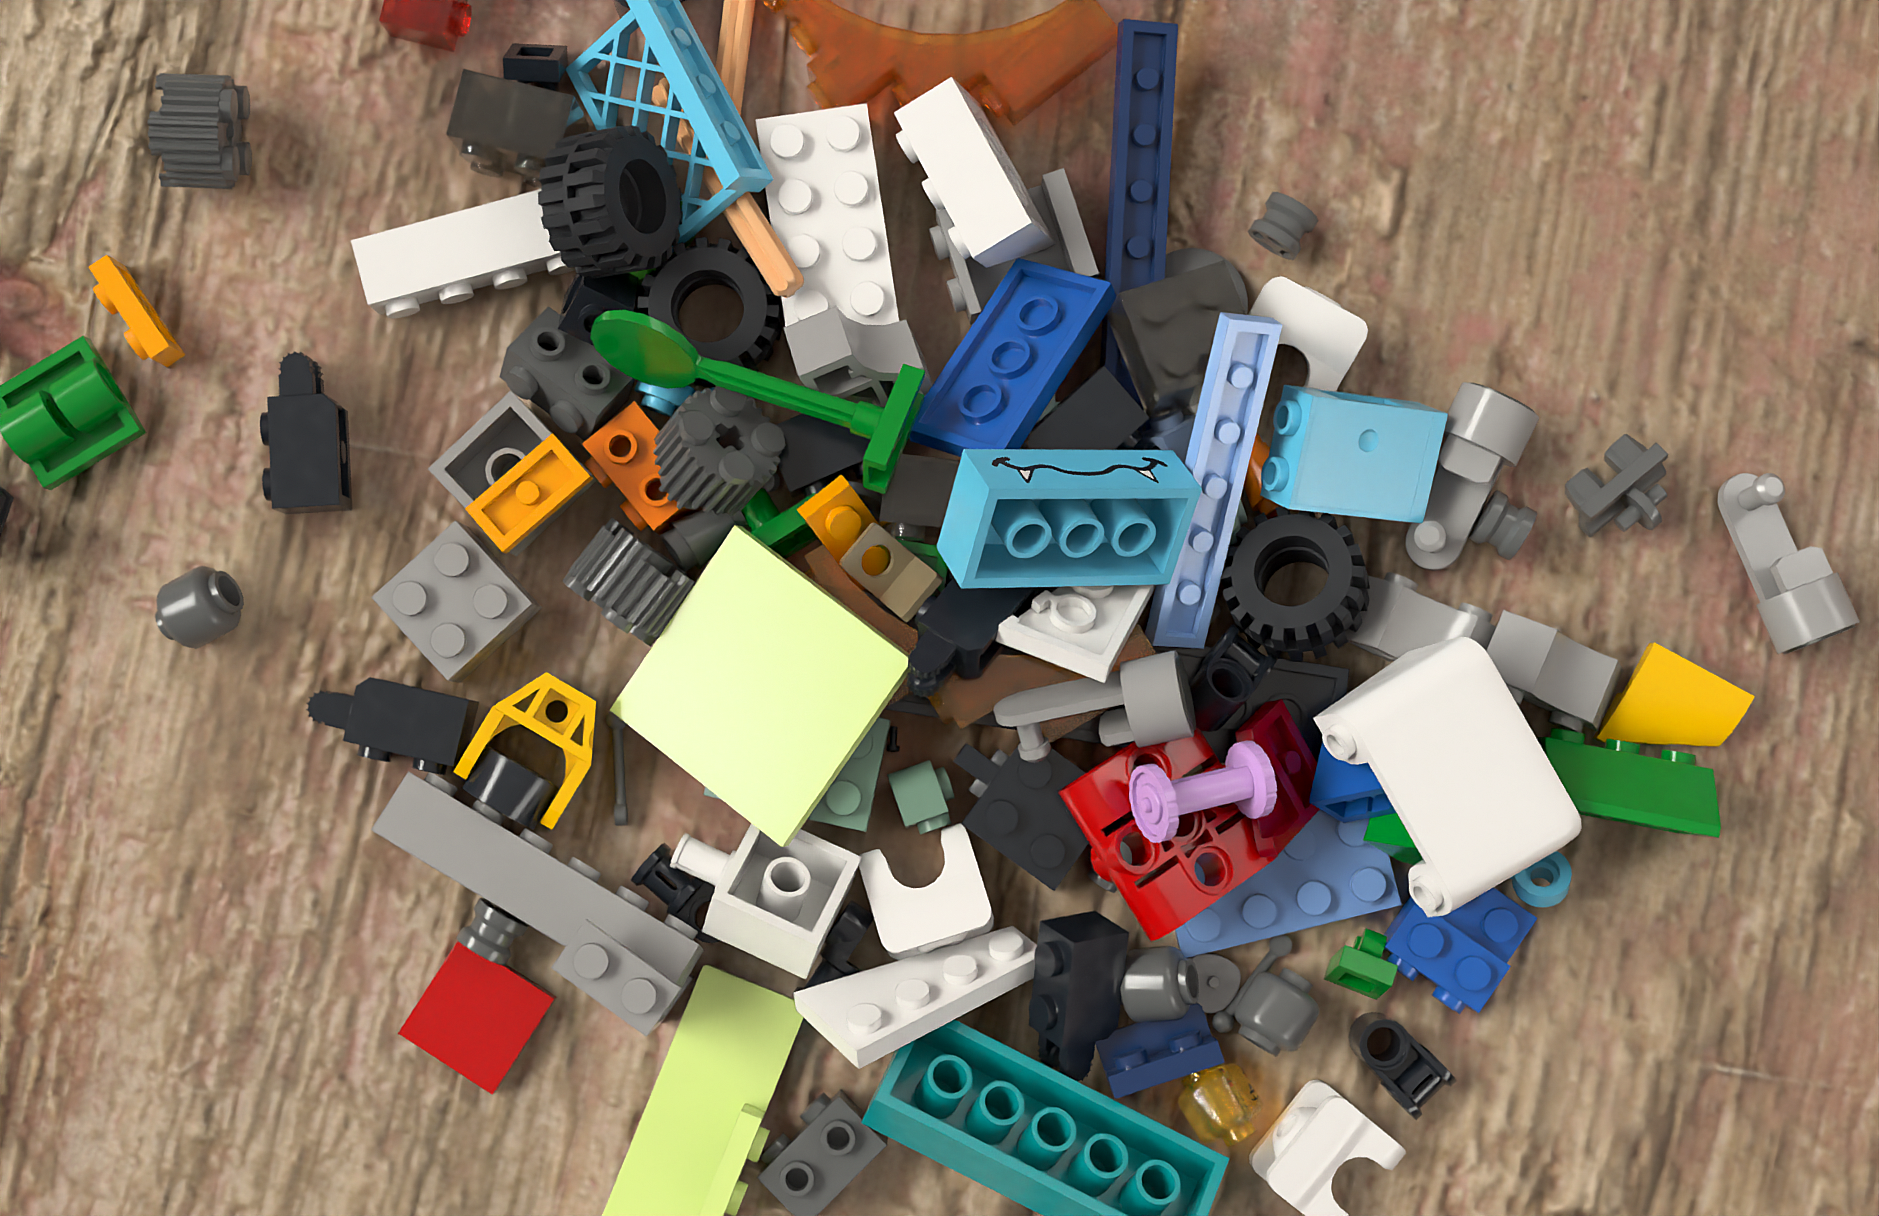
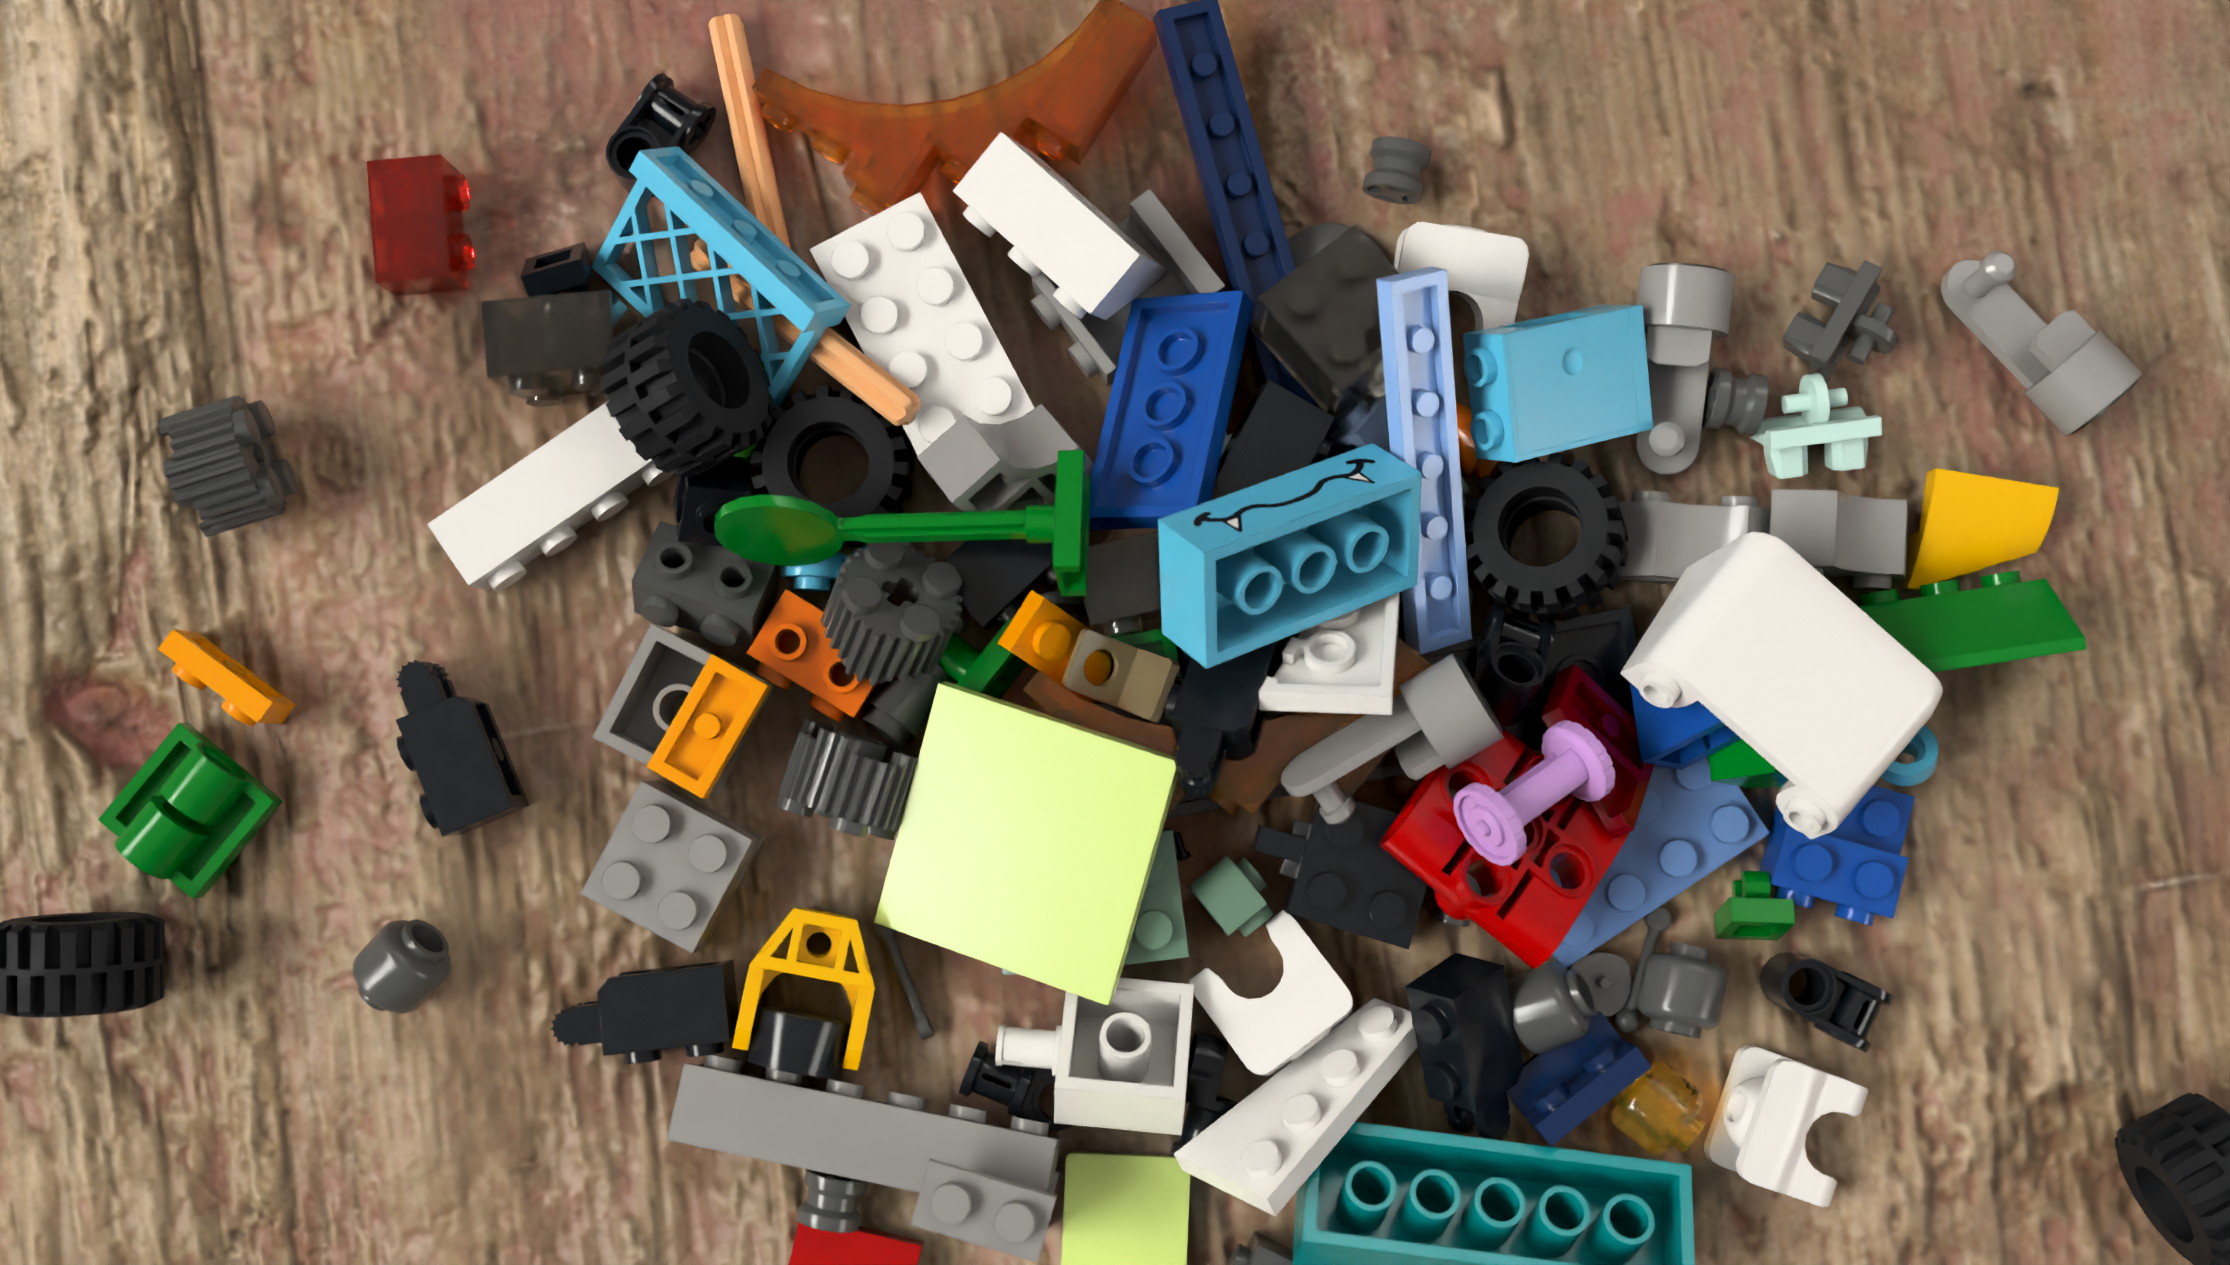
camera: 20 degrees left, 0 degrees up
(1586, 581) = (1841, 430): none -> light aqua hips

